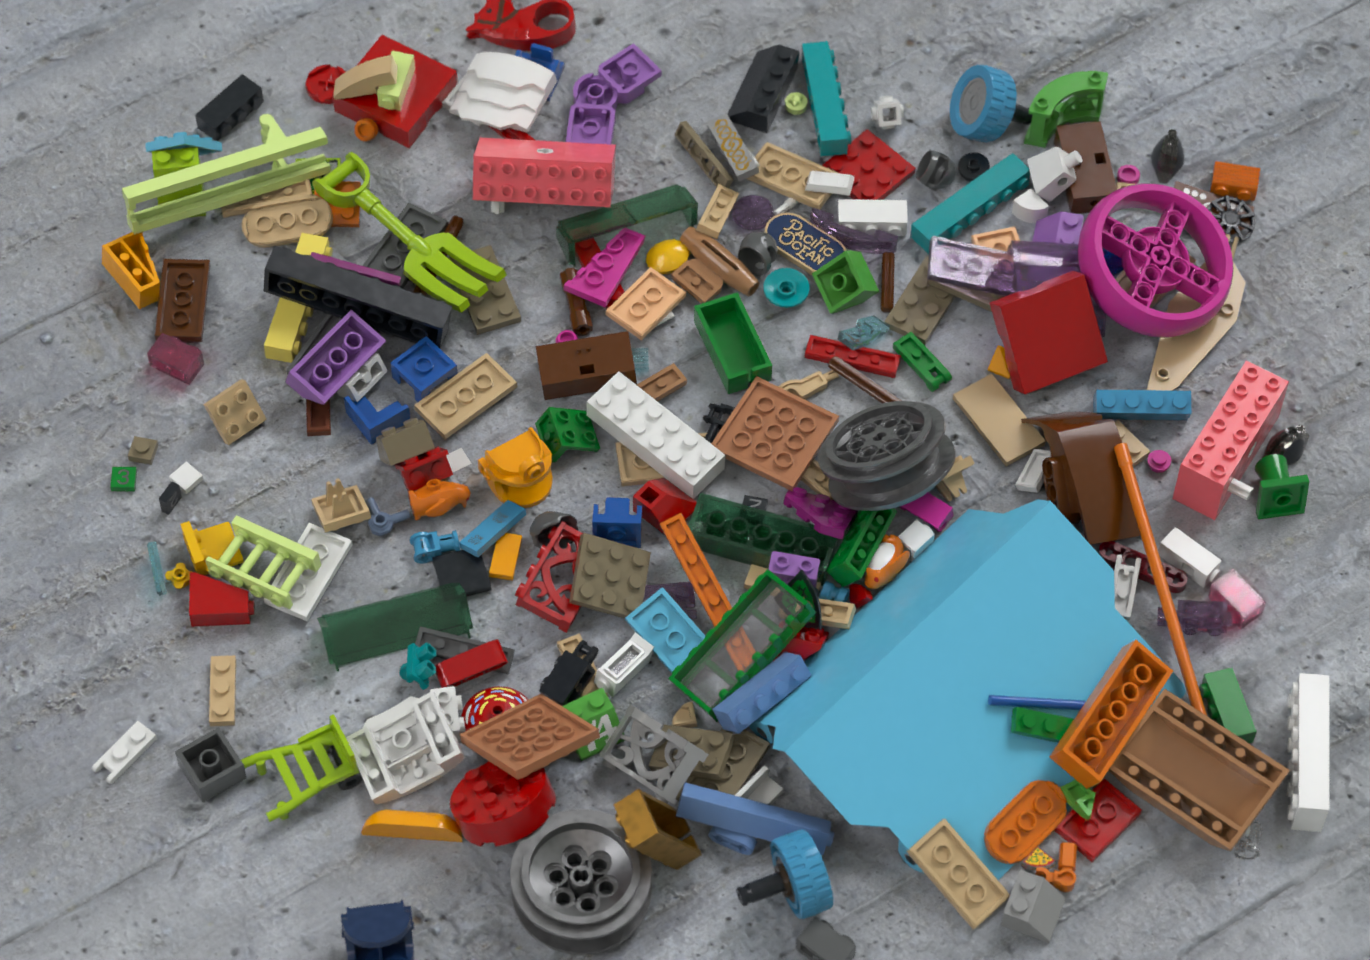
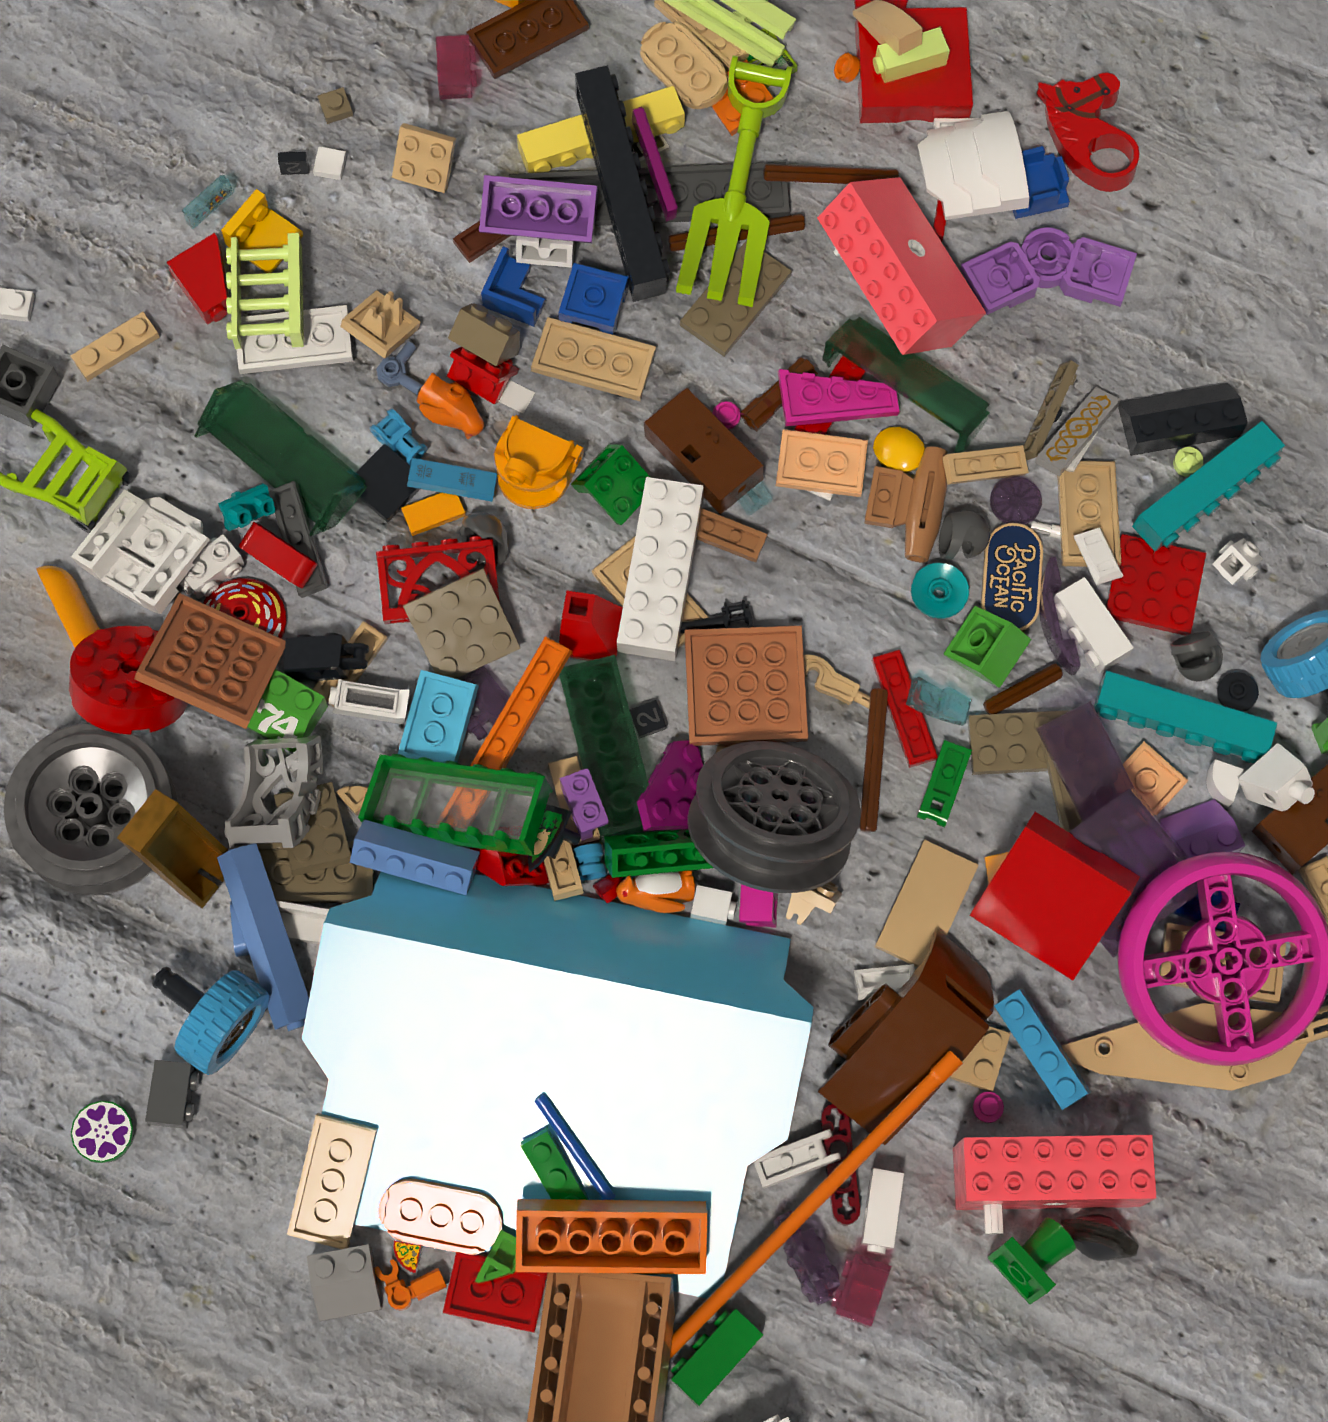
camera: 55 degrees right, 15 degrees up
(123, 479) = (291, 109): green tile -> none
(179, 582) = (210, 221): yellow plate -> none
(439, 181) = (824, 174): none -> reddish brown axle
(617, 523) = (528, 591): blue panel -> none
(732, 342) = (828, 577): green piece -> none

